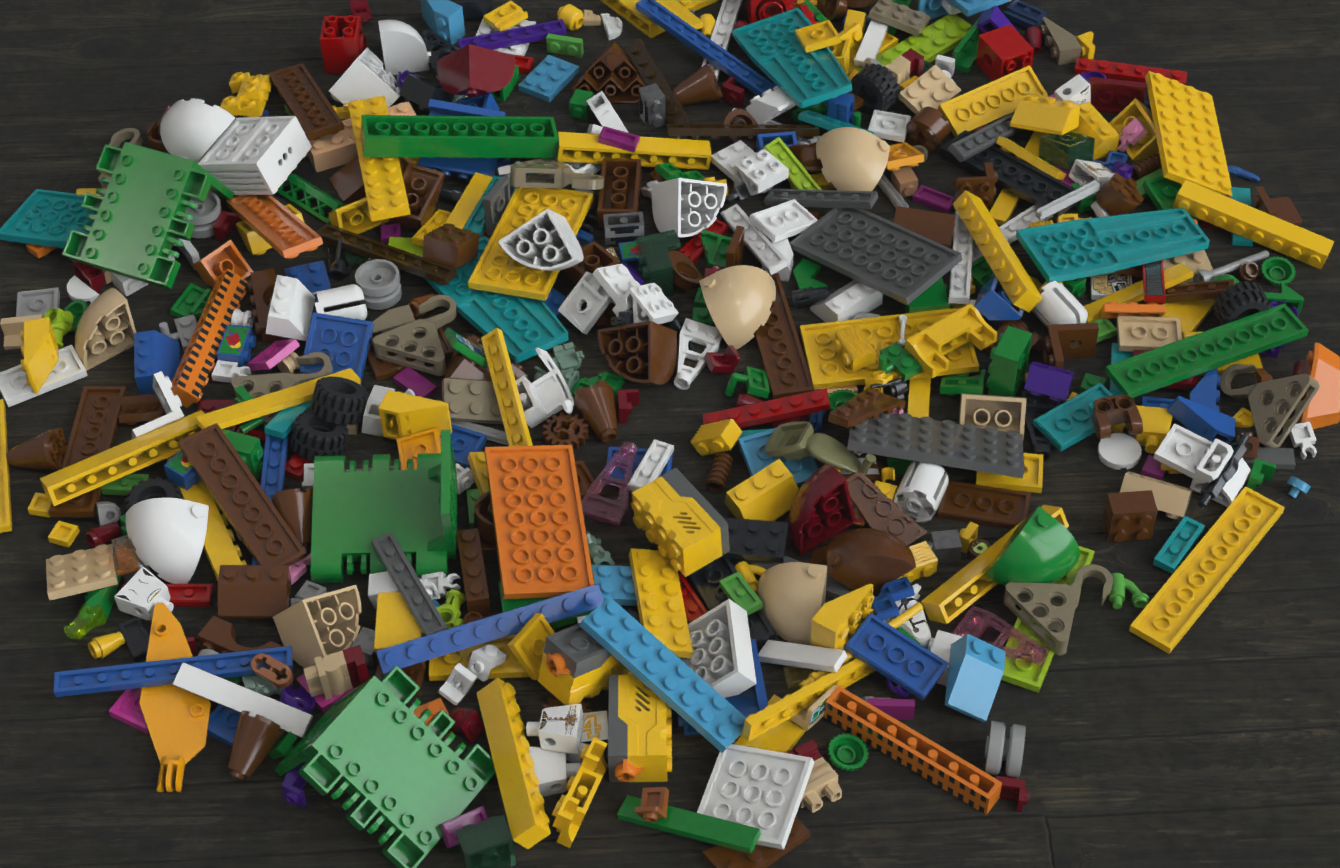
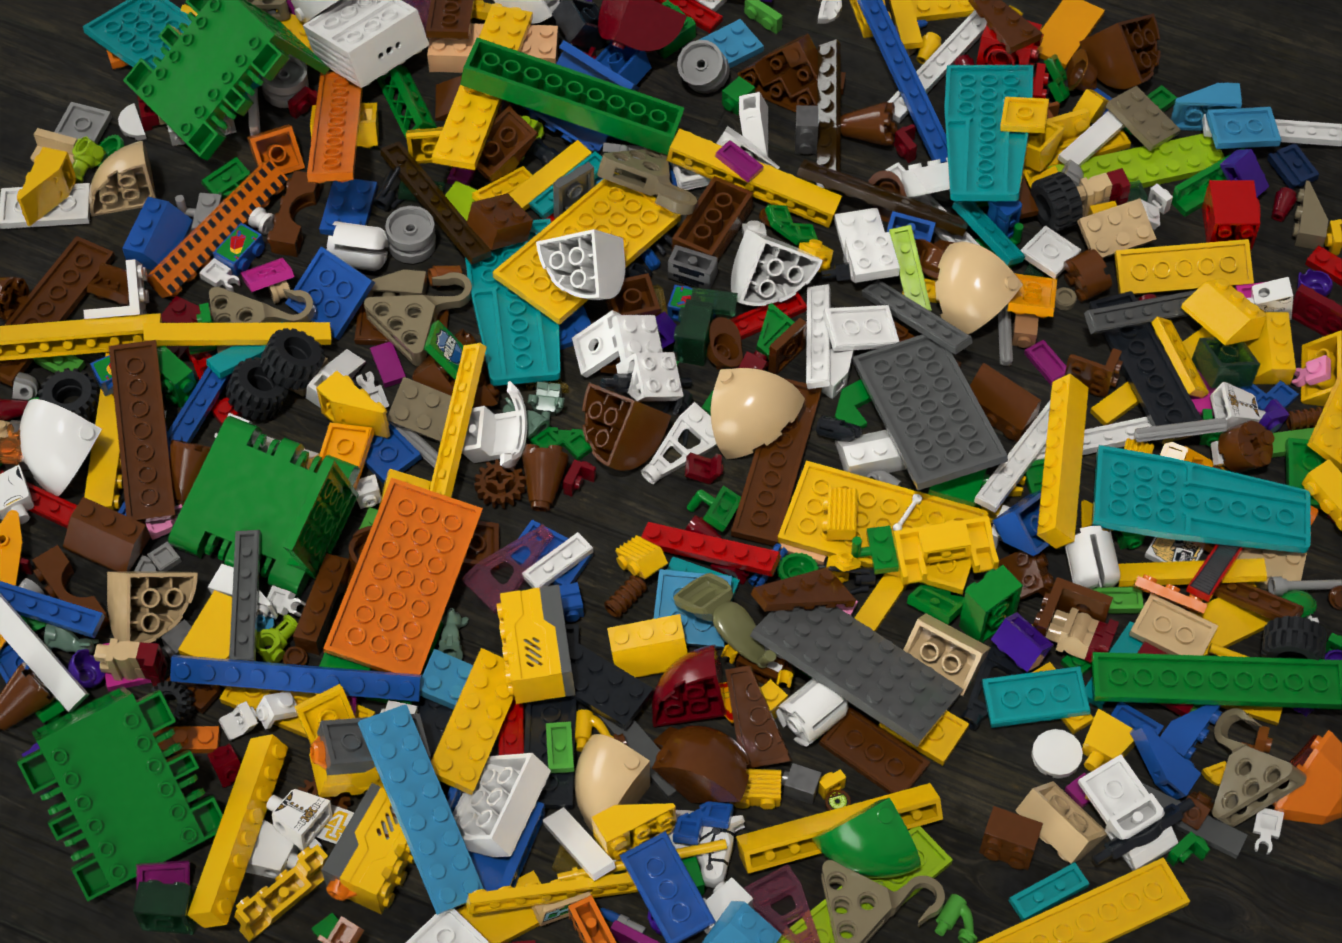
camera: 25 degrees right, 10 degrees up
(269, 675) = (65, 635): dark orange beam -> none
(290, 309) = (304, 230): white slope -> none
(544, 91) = (703, 66): none -> light grey wheel
(1090, 362) = (1081, 634): none -> tan hips
(1116, 410) = (1066, 714): reddish brown piece -> none
(1297, 486) = (1222, 882): dark azure tile -> none

